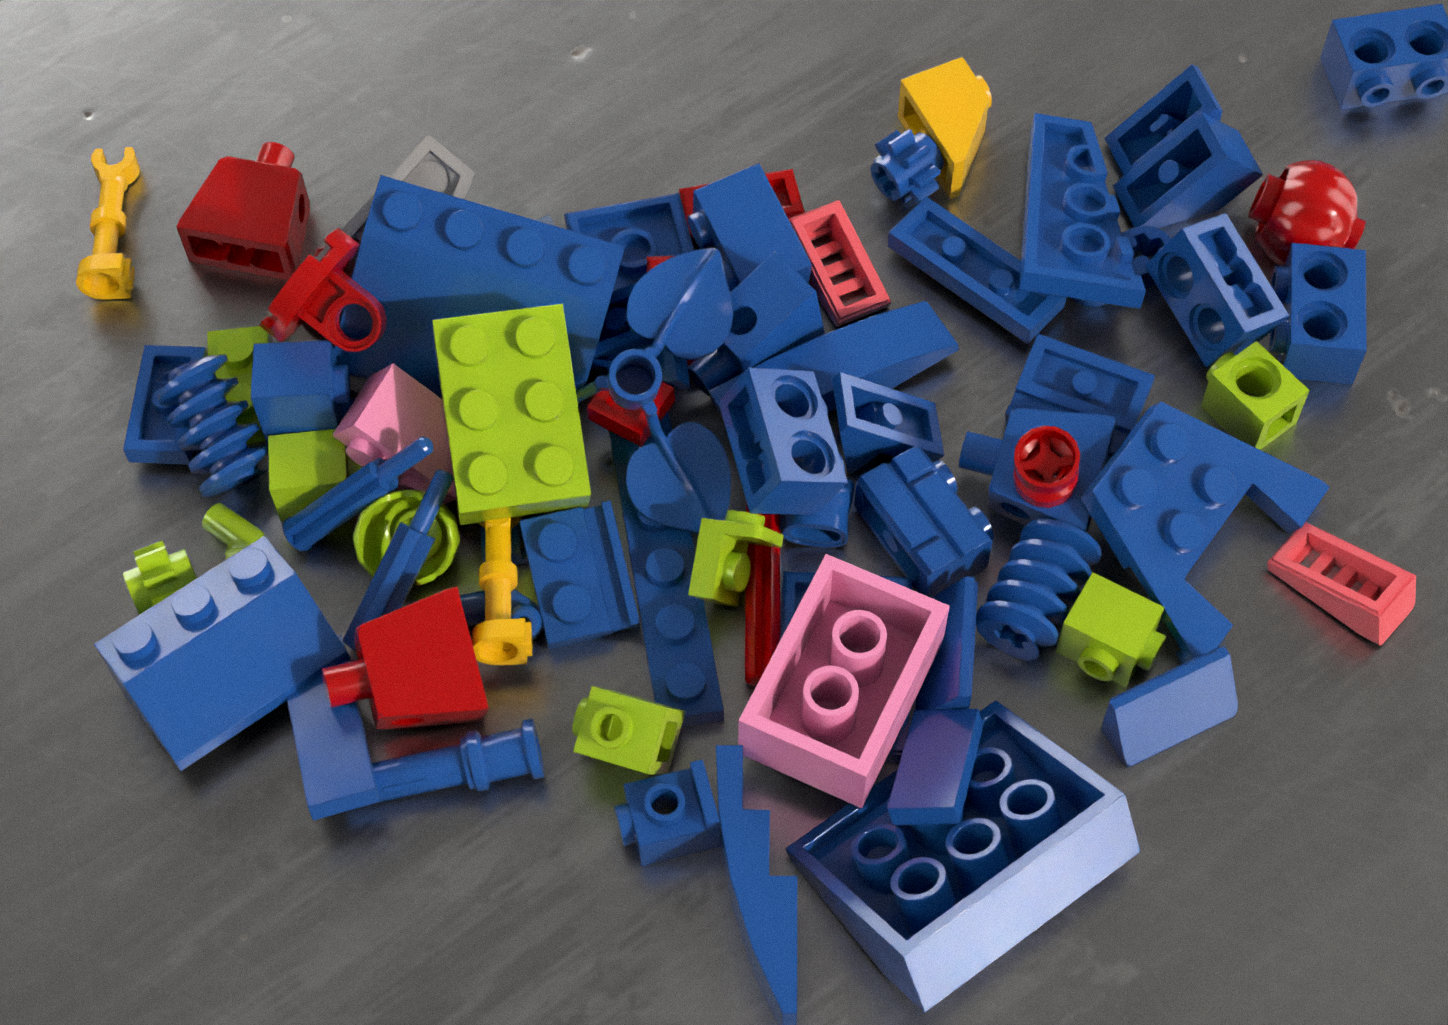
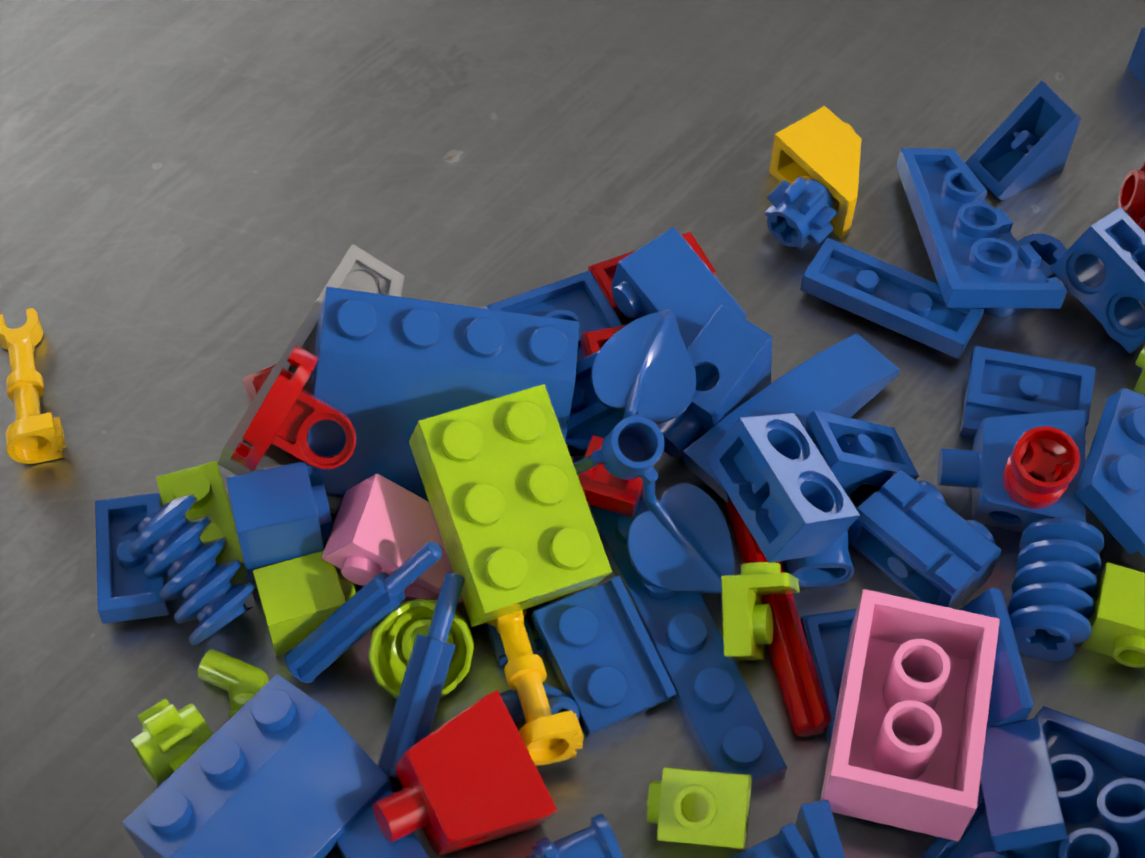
camera: 15 degrees left, 5 degrees down
(249, 215) = (171, 356): red torso -> none
(833, 221) = (760, 289): coral slope -> none
(1188, 175) = (1057, 183): blue slope -> none

